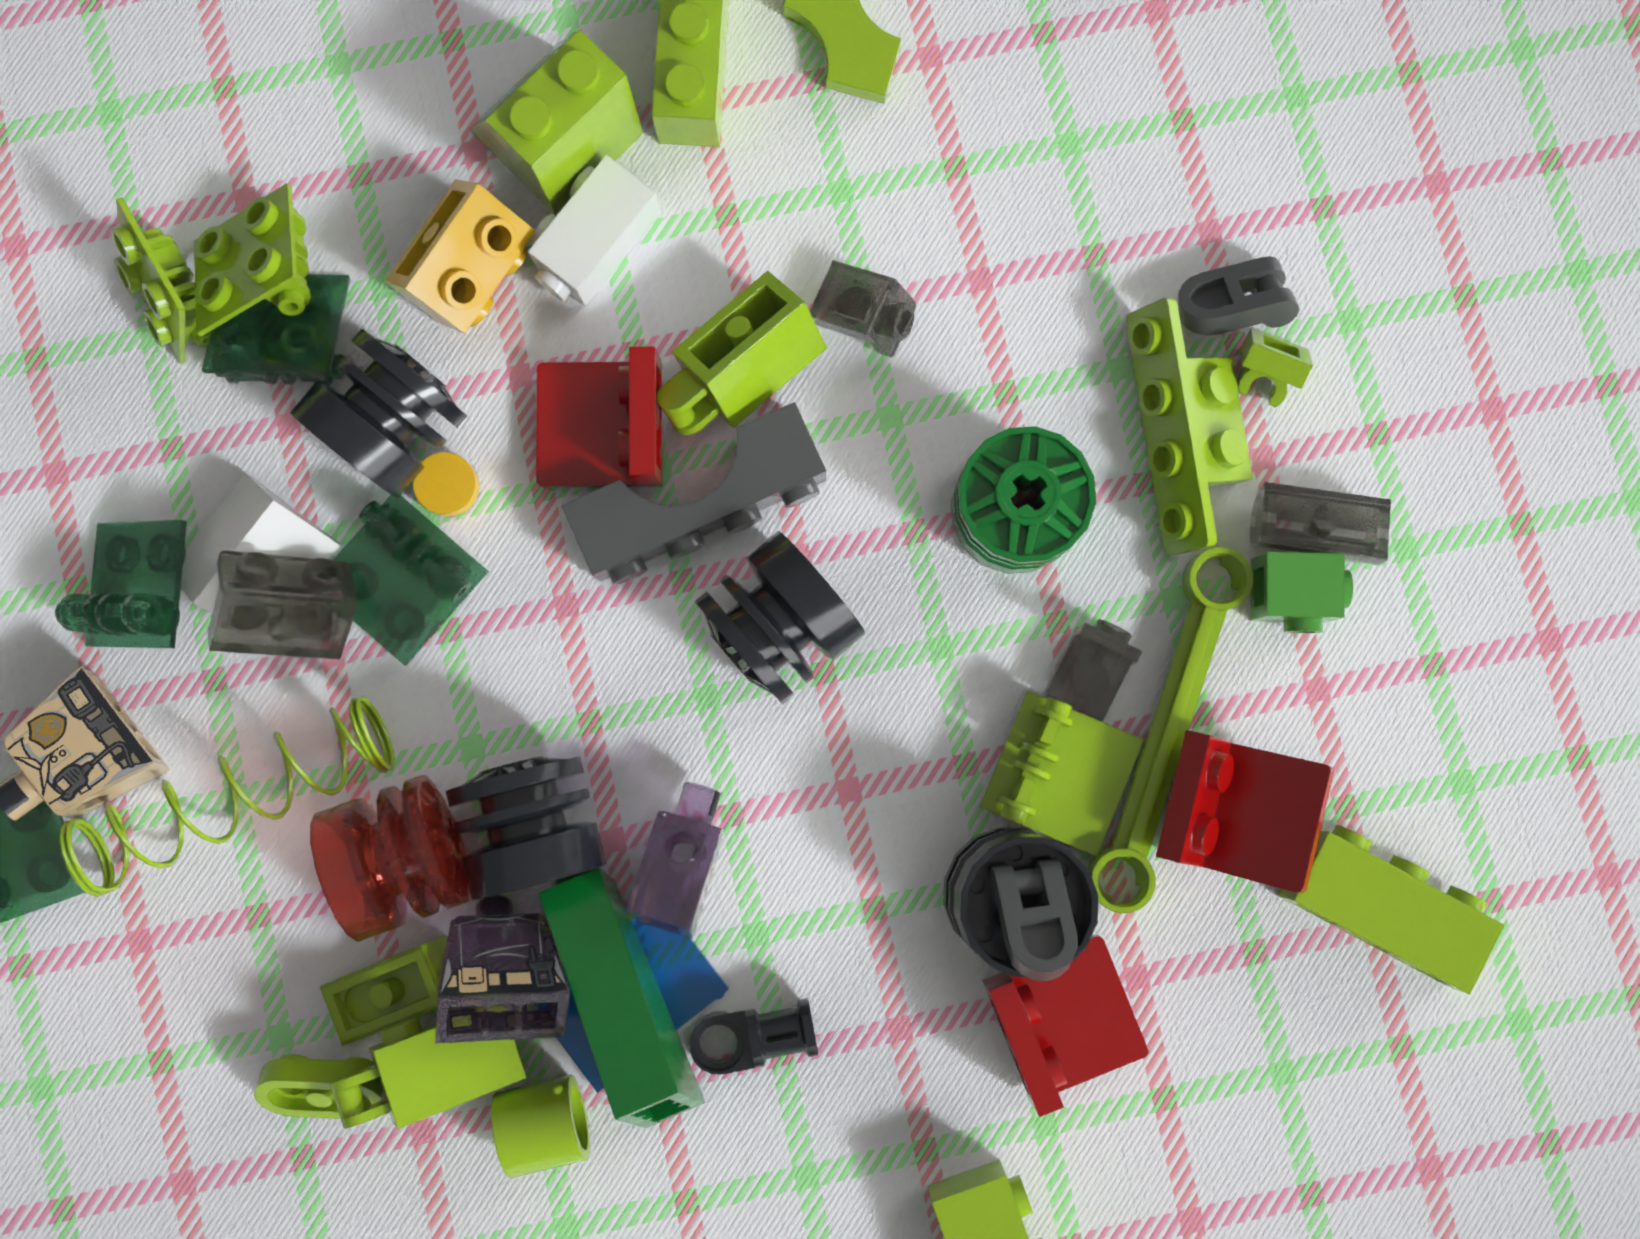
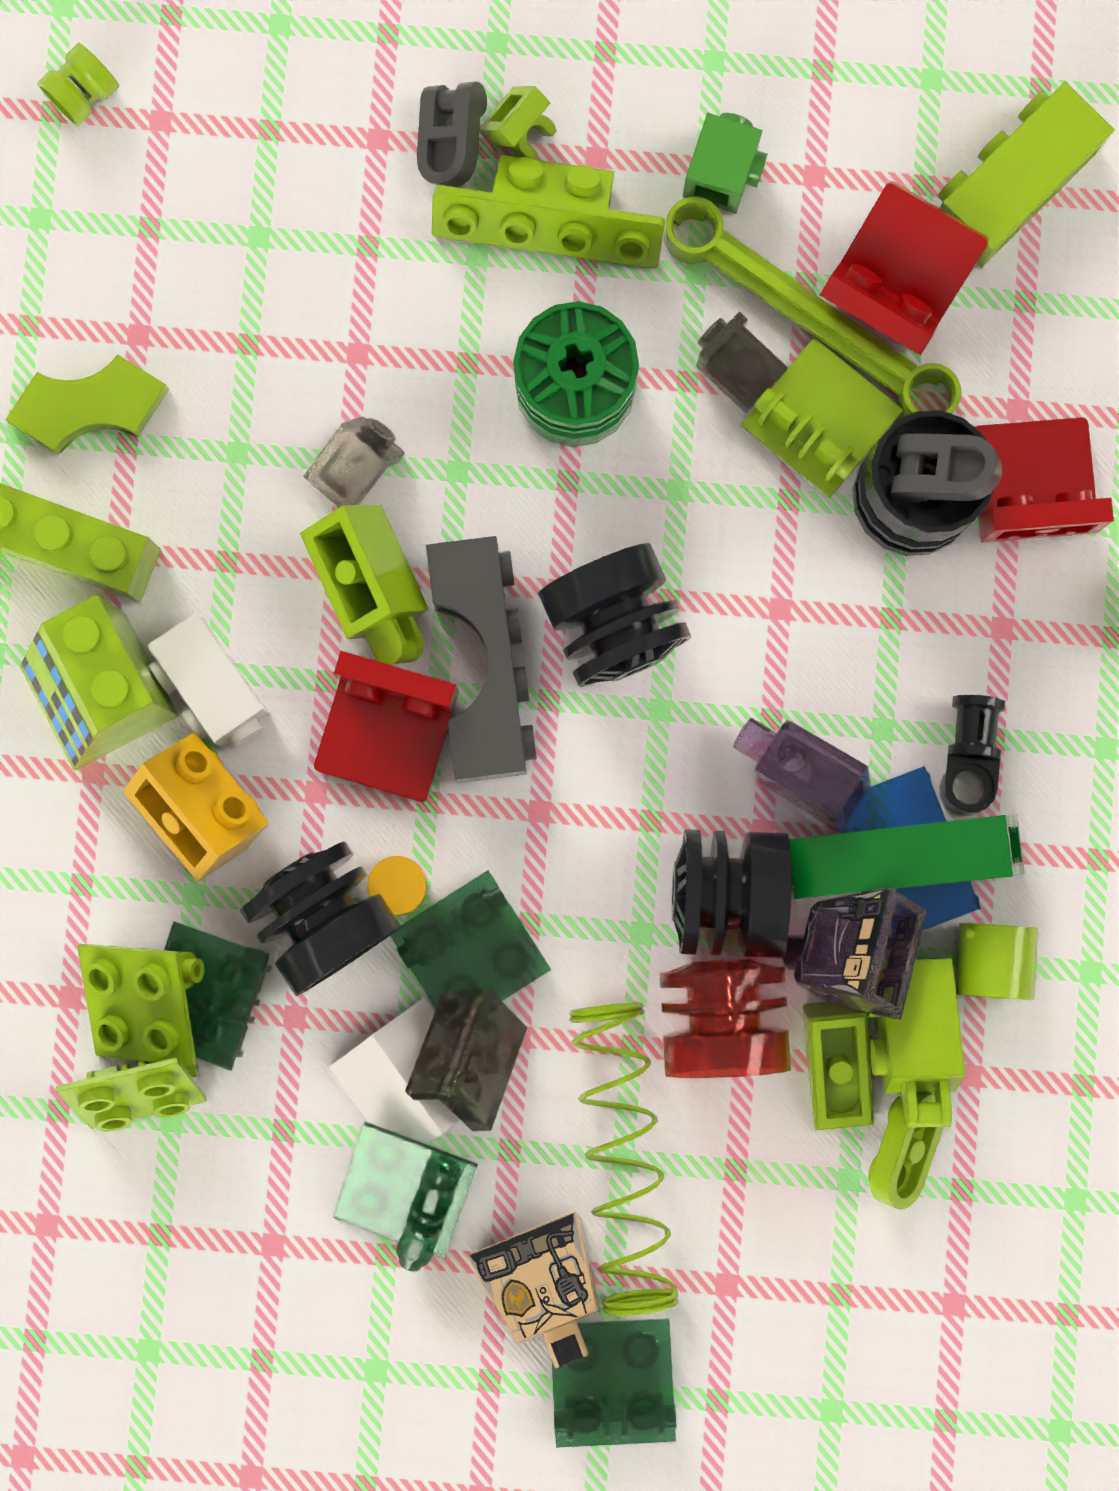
camera: 75 degrees left, 0 degrees up
(1321, 522) = (671, 125): clear smoke brick -> none

